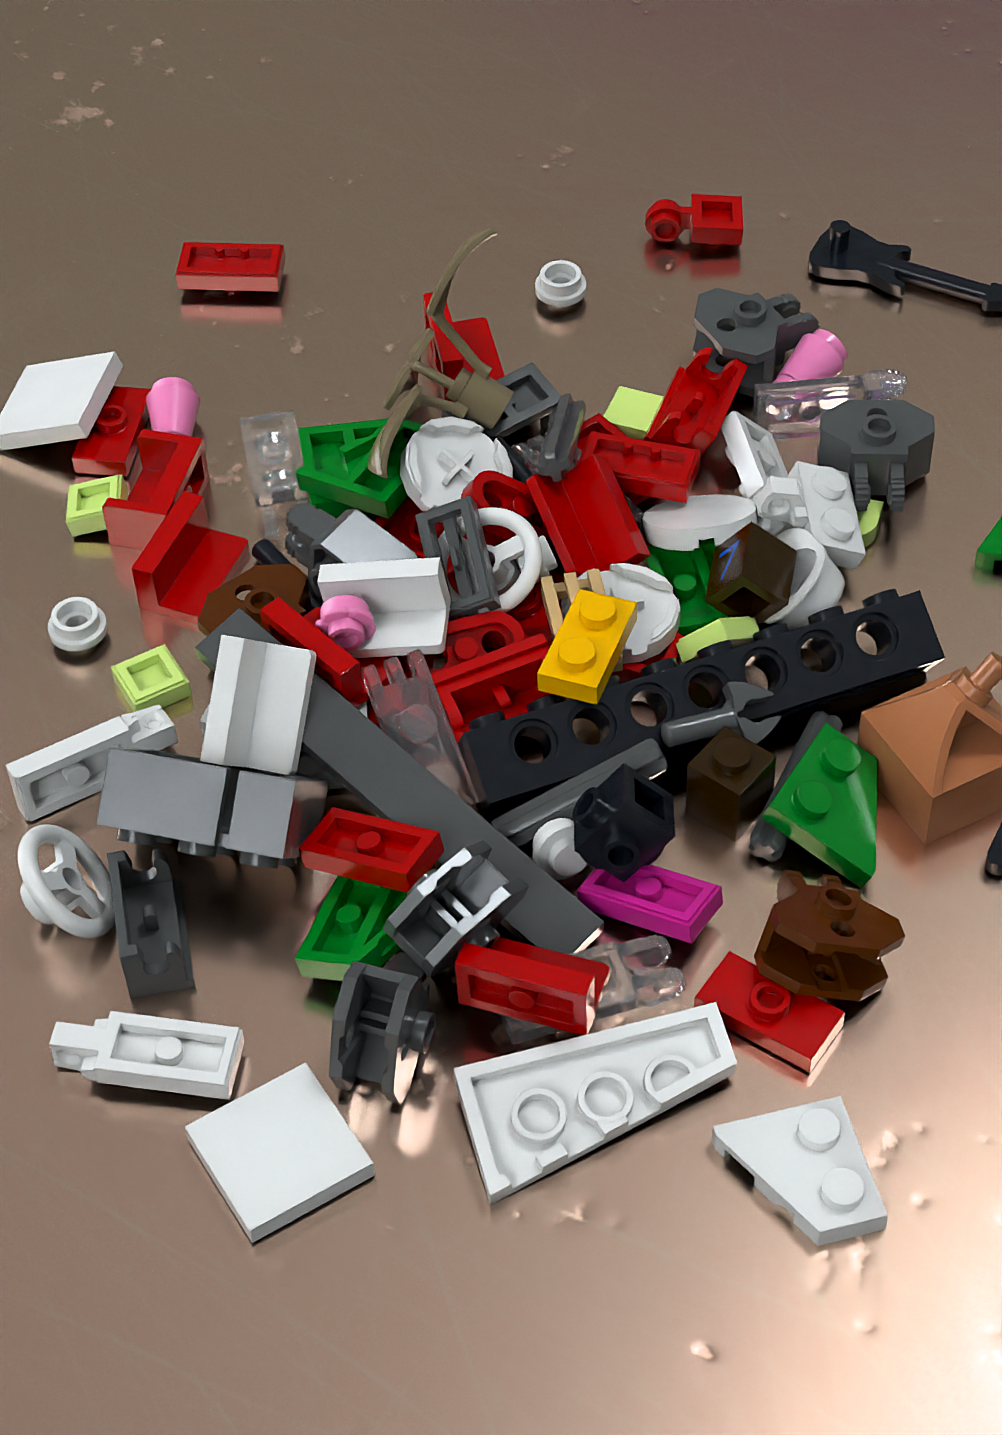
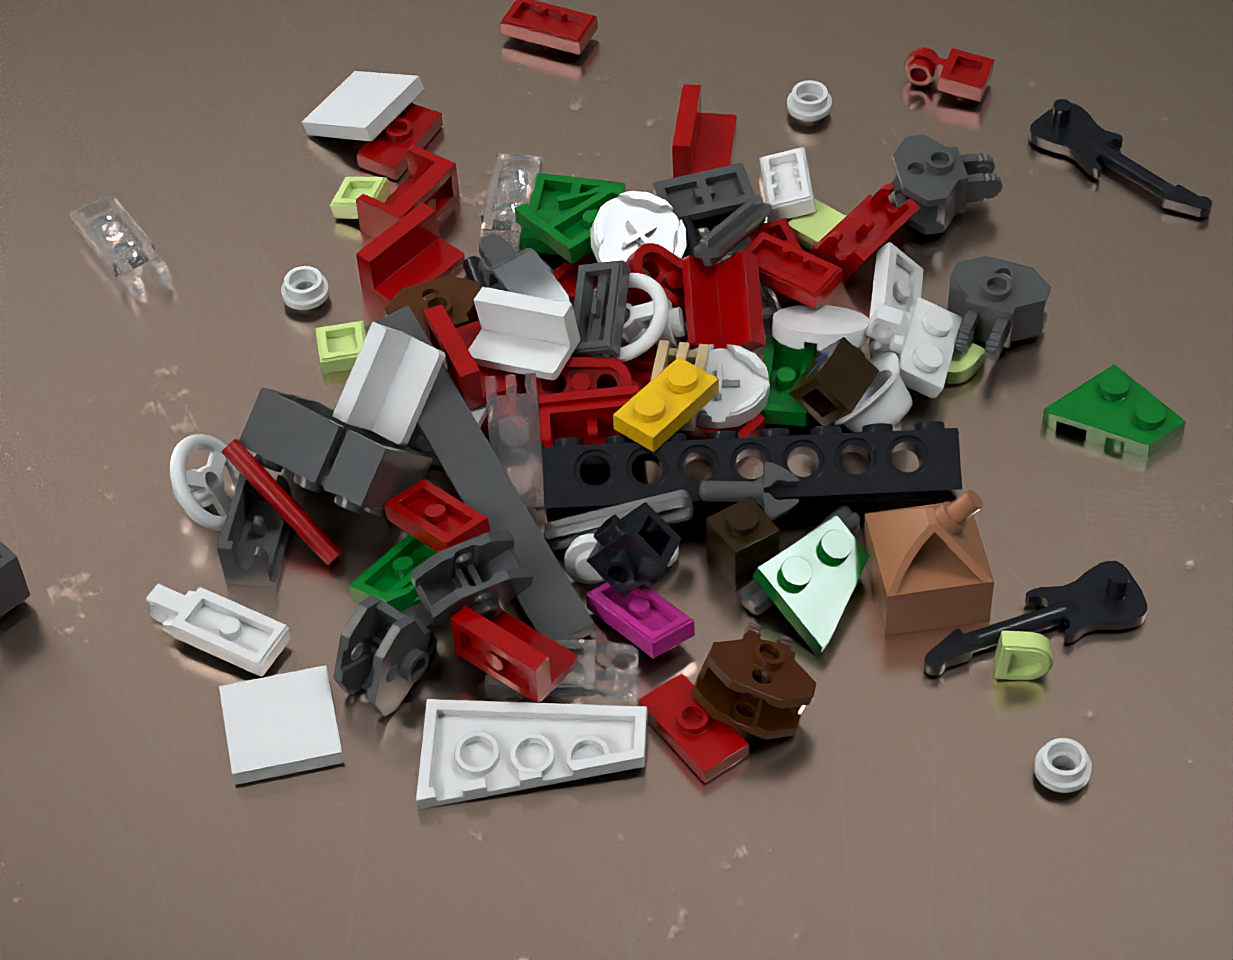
camera: 20 degrees right, 0 degrees up
(78, 764) = (231, 400): white hinge -> none
(171, 880) = (282, 502): none -> red bar
(173, 406) = (450, 133): bright pink cone -> none
(346, 621) = (485, 337): bright pink plate -> none
(472, 392) = (673, 175): dark tan plant -> none
(582, 372) = (788, 184): none -> white plate
(736, 629) = (796, 421): yellowish green tile -> none
(795, 407) = (941, 248): clear hinge -> none
(810, 1167) = (666, 851): white wing -> none
(814, 358) = (982, 220): bright pink cone -> none

